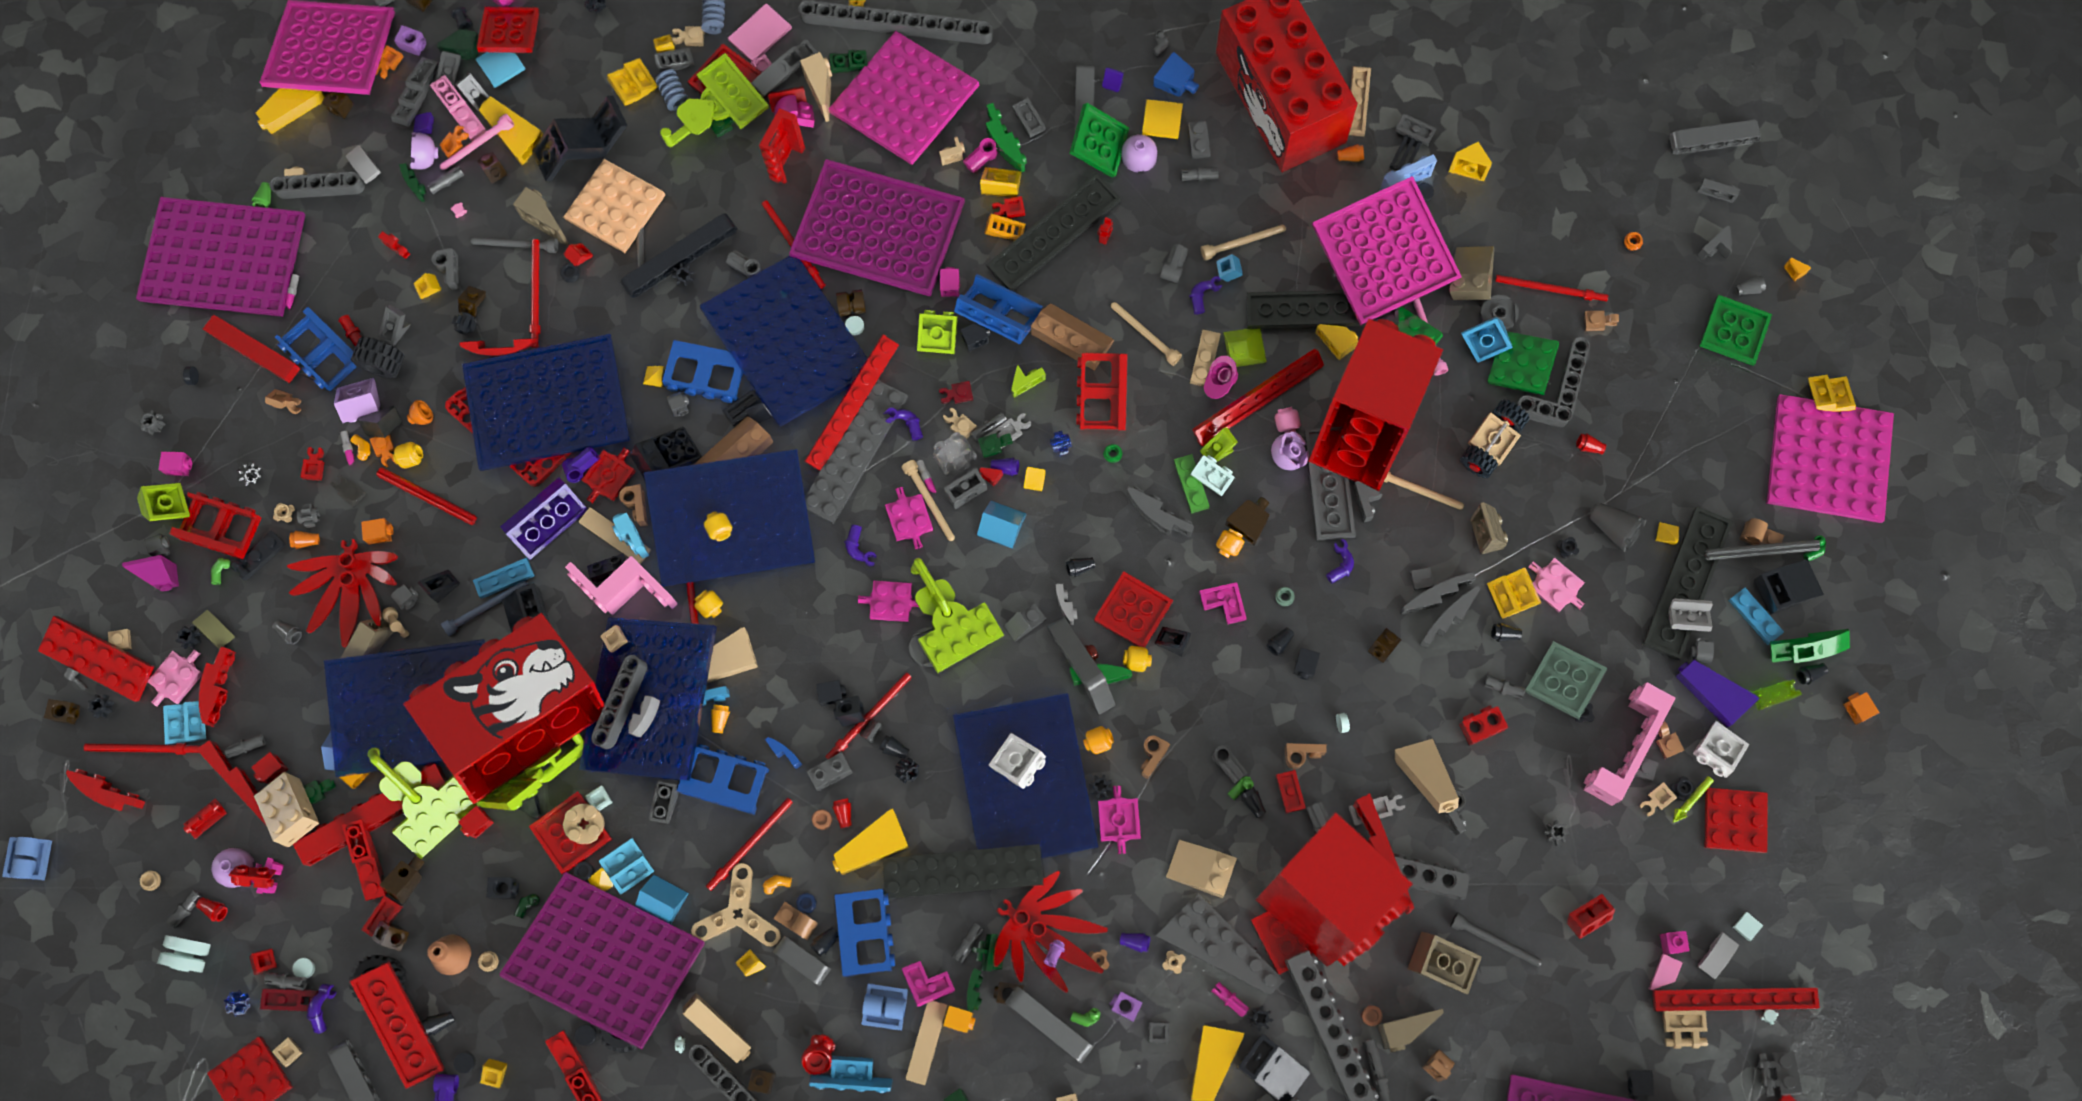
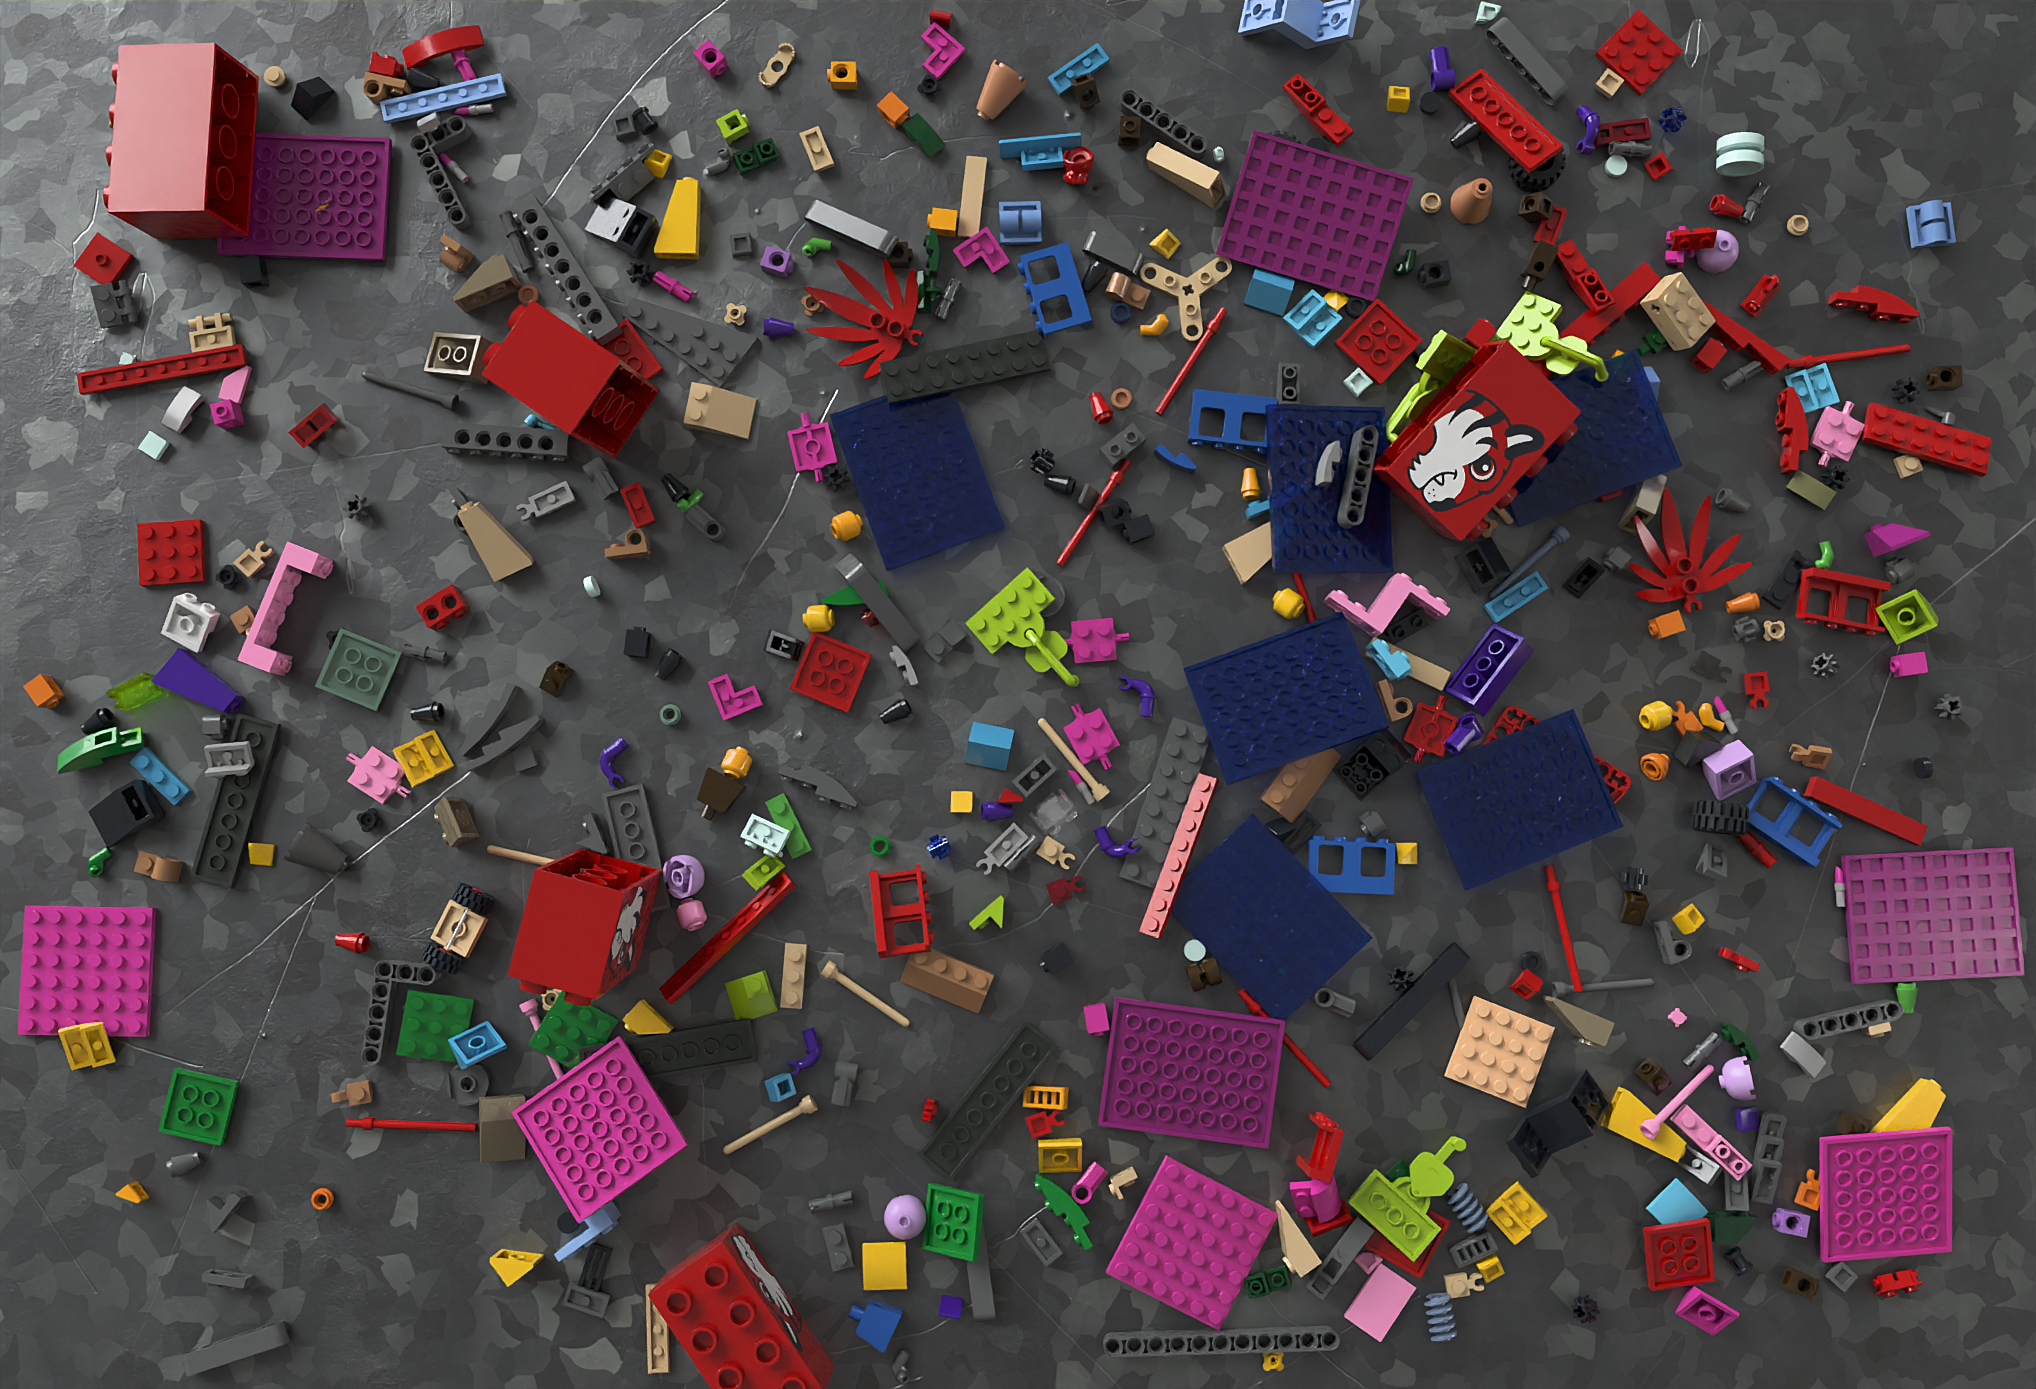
camera: 165 degrees right, 10 degrees up
(390, 615) = (1626, 535): tan piece -> none
(426, 496) = (1623, 674): red axle -> none
(452, 142) = (1706, 1097): orange plate -> none
(479, 347) = (1611, 852): red slope -> none
(574, 817) = (1372, 339): tan plate -> none
(614, 638) = (1380, 546): tan plate -> none
(718, 526) = (1295, 681): yellow head -> none
(874, 843) = (1061, 381): yellow slope -> none
(937, 332) = (1099, 955): lime plate -> none
(992, 445) = (1014, 831): dark green plate -> none
(995, 318) = (1039, 978): blue window -> none
(1018, 761) = (926, 485): white plate -> none
(1054, 952) = (857, 299): medium lavender pin -> none
(1156, 756) = (783, 518): medium nougat plate -> none
(1220, 377) = (772, 950): dark pink piece -> none
(1353, 153) = (657, 1256): orange cone -> none
(1369, 816) = (533, 452): red slope -> none
(1681, 812) = (229, 549): lime piece -> none
(1764, 549) = (155, 848): dark grey axle -> none

